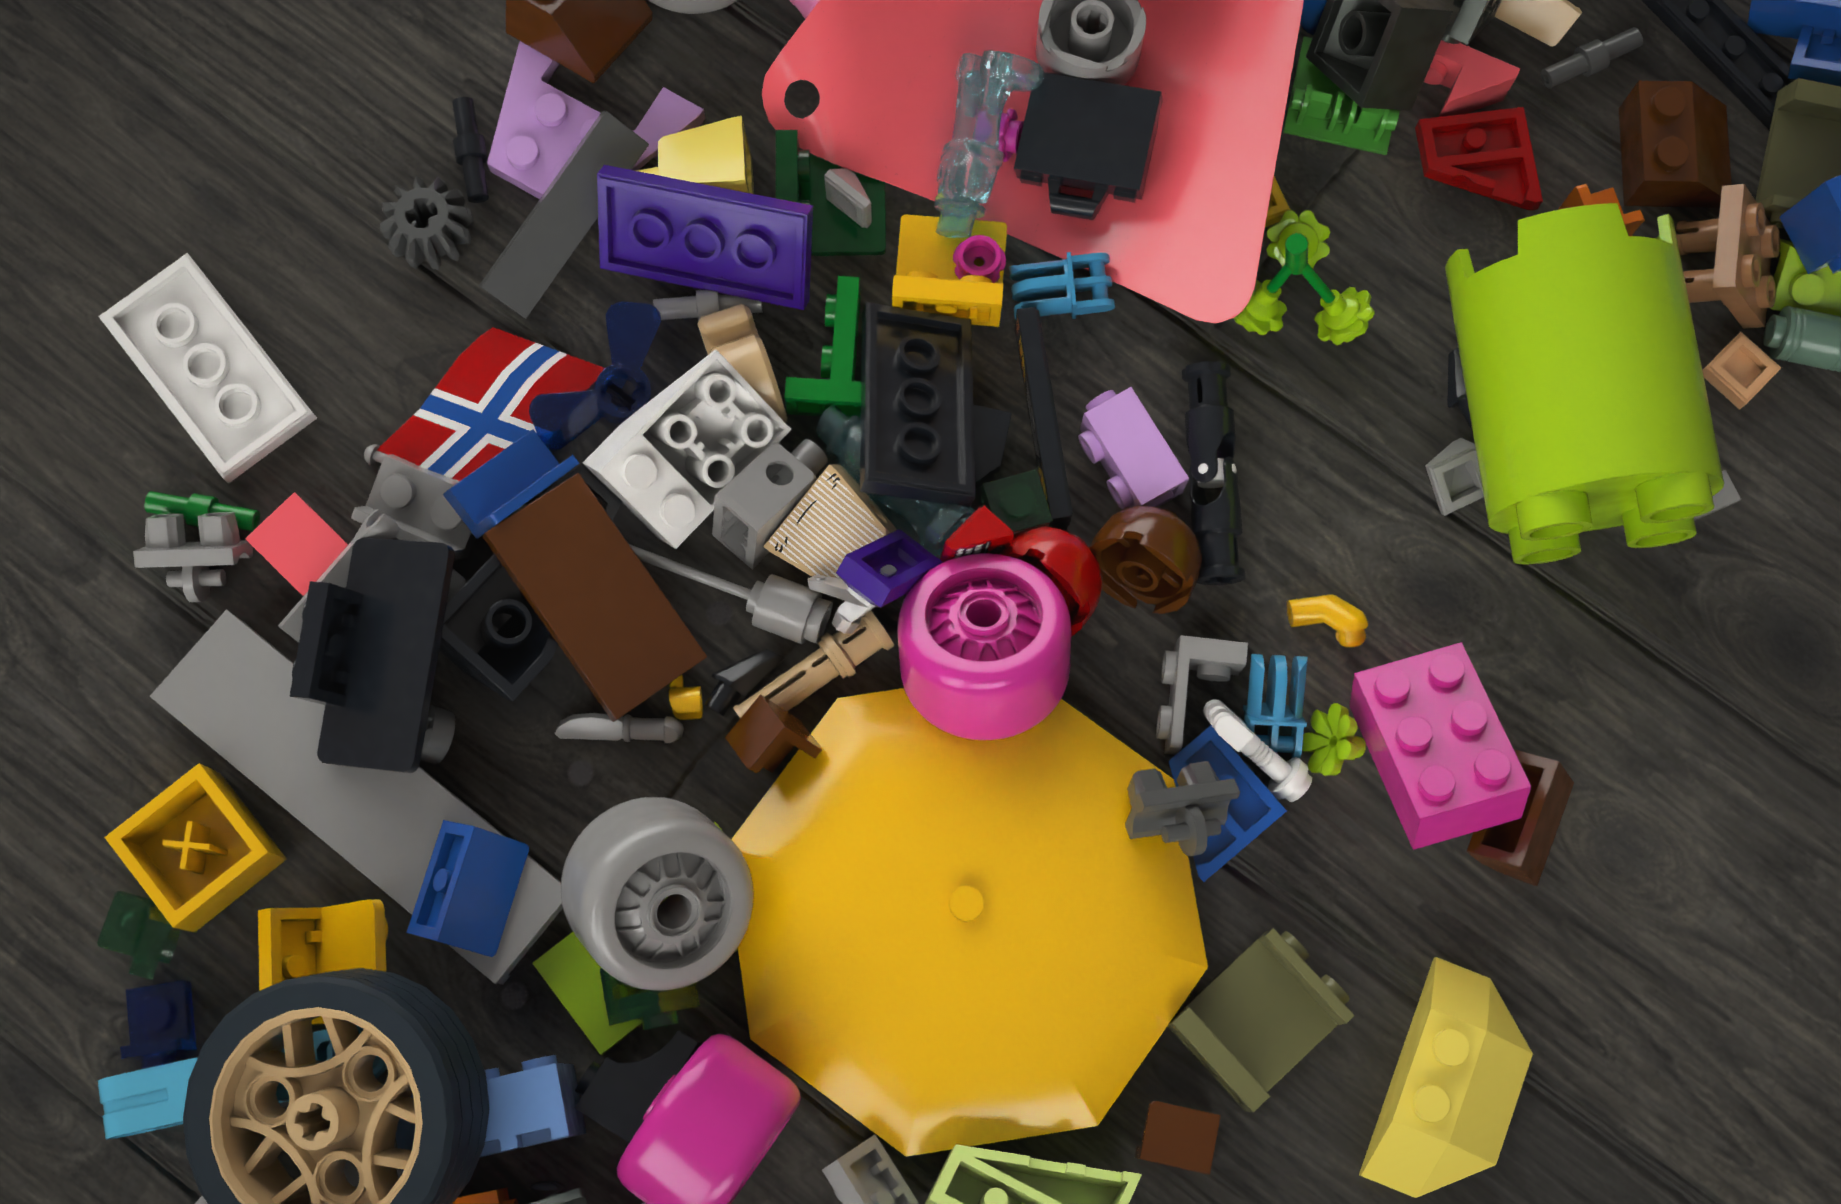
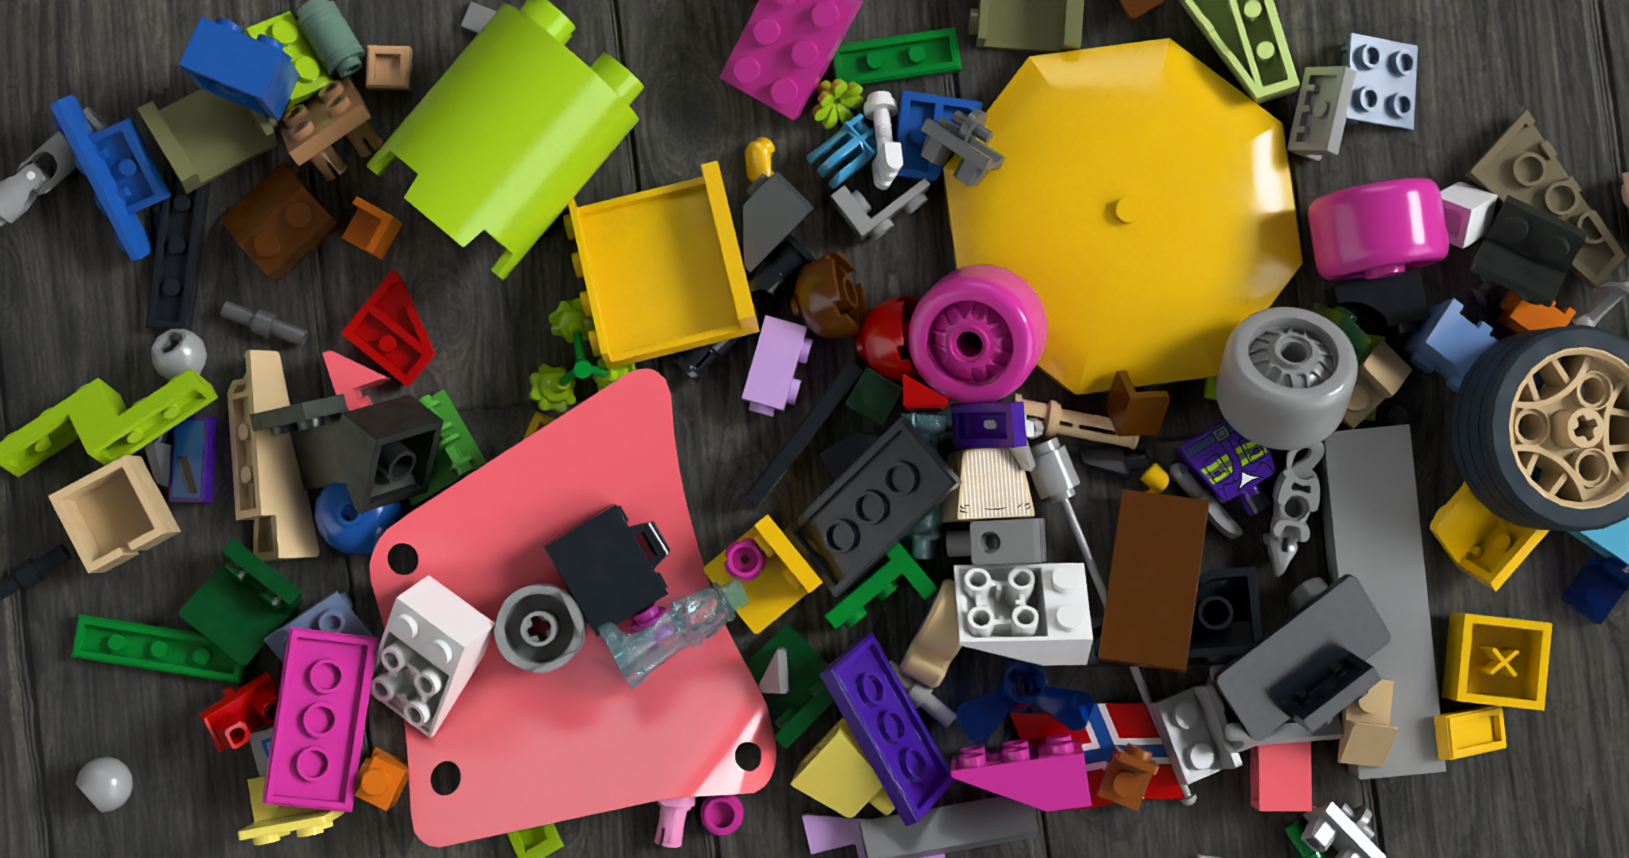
camera: 135 degrees left, 10 degrees up
(138, 930) = (1567, 651): clear green bracket -> none
(160, 753) = (1469, 732): none -> yellow tile
(265, 659) = (1368, 727): none -> tan slope
(448, 414) = (1127, 775): none -> dark orange bracket
(468, 888) = (1379, 485): blue panel -> none
(506, 483) = (1137, 694): blue panel -> none
(535, 803) = (1294, 497): none -> light grey animal
(538, 318) = (1038, 775): none -> dark pink slope
(570, 993) = (1378, 378): none -> tan slope
(627, 770) = (1229, 466): none -> torso
(767, 44) = (722, 814): none -> dark pink plate
(1053, 288) = (691, 479): dark azure arm -> none
(1279, 571) = (770, 216): none -> dark grey slope
(1322, 426) = (661, 270): none -> yellow panel
(1323, 843) = (898, 57): none -> green tile
(1455, 476) = (613, 174): light grey slope -> none

